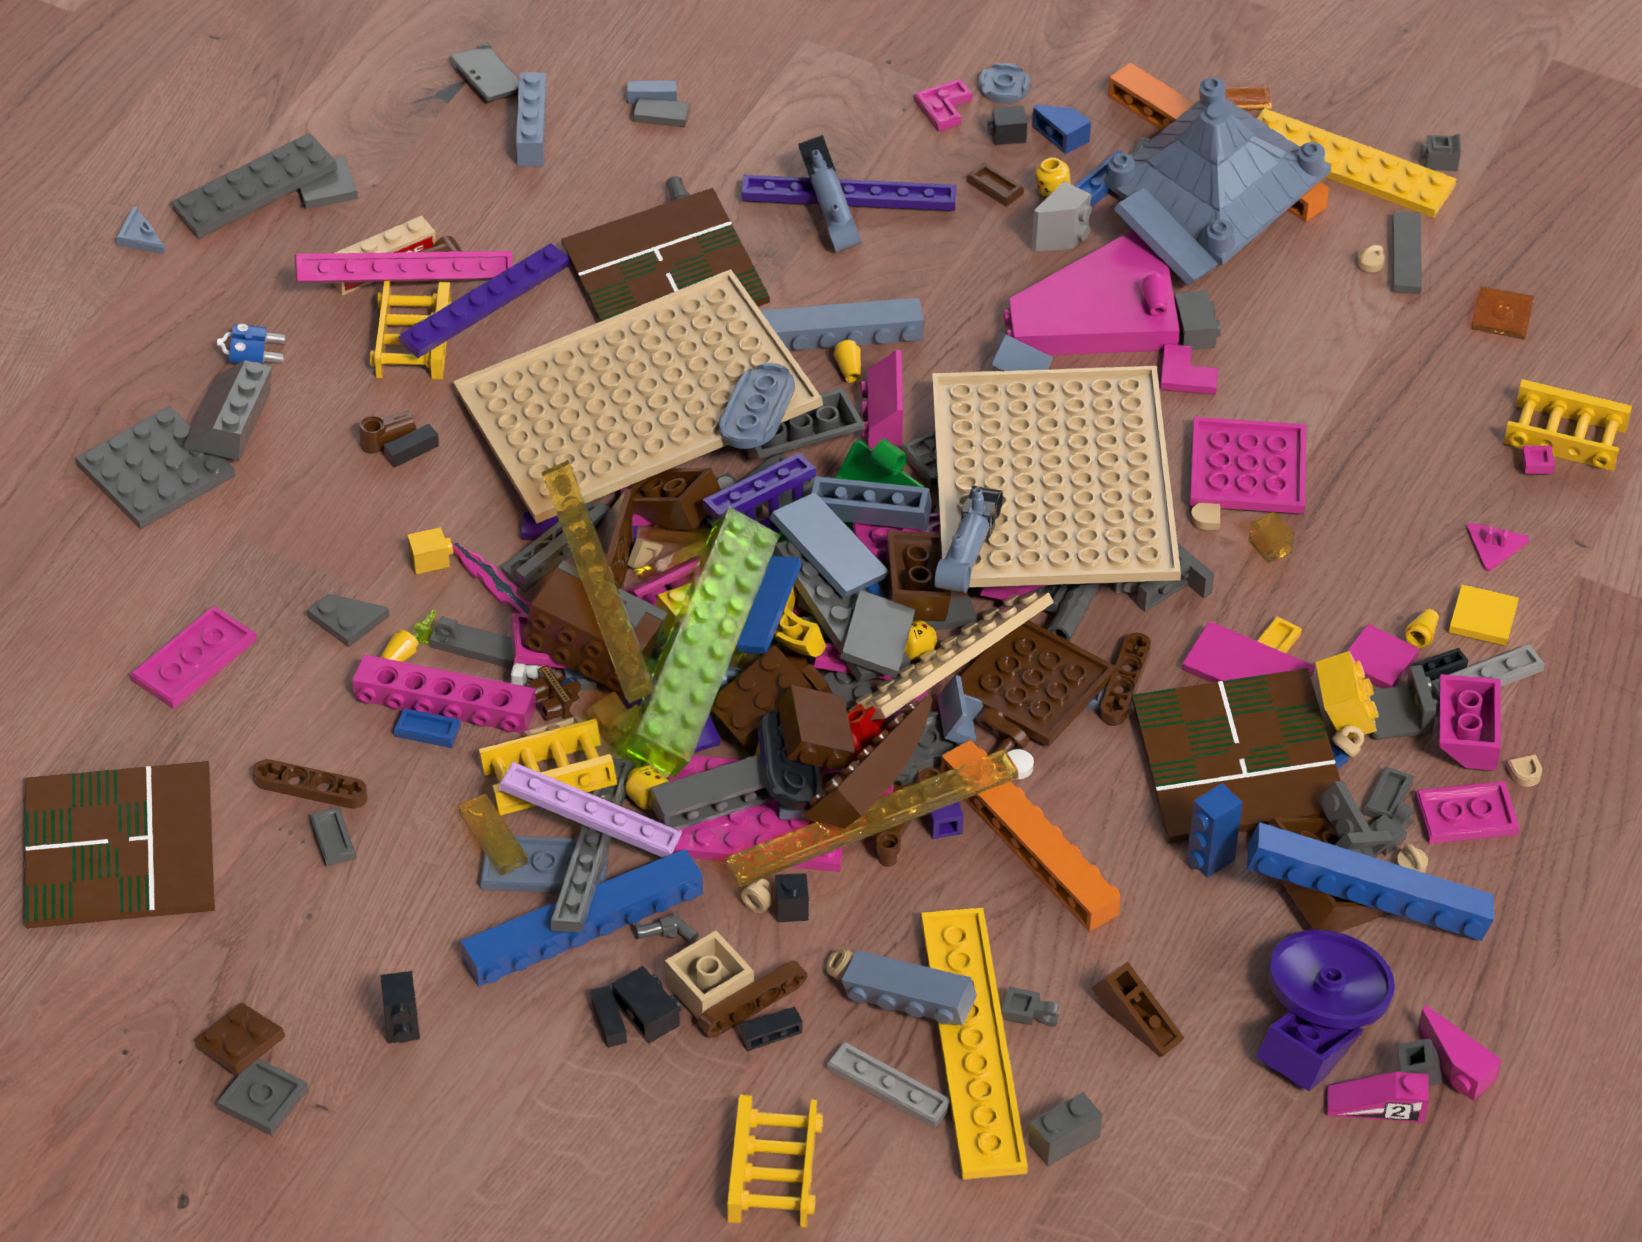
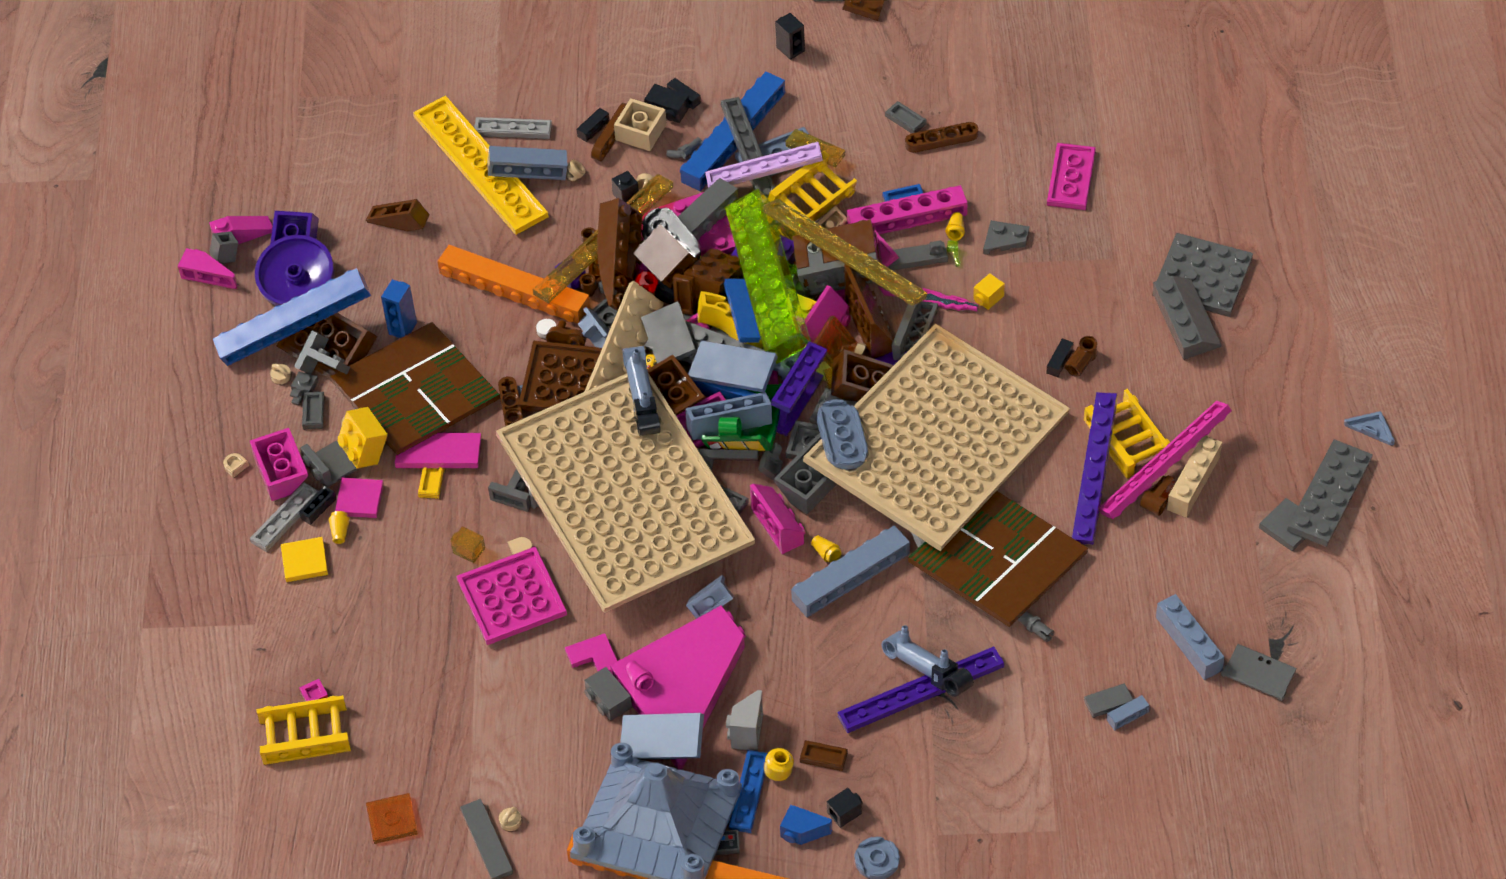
camera: 155 degrees right, 5 degrees up
(118, 844) = (1016, 63): reddish brown tile -> none
(249, 344) = (1221, 374): blue piece -> none
(745, 1145) = (559, 49): yellow fence -> none
(940, 101) = (914, 811): dark pink tile -> none
(1025, 1005) = (461, 192): dark grey plate -> none
(1065, 1129) = (403, 138): dark grey brick -> none
(1467, 812) = (260, 419): dark pink tile -> none
(1495, 544) = (319, 620): dark pink piece -> none

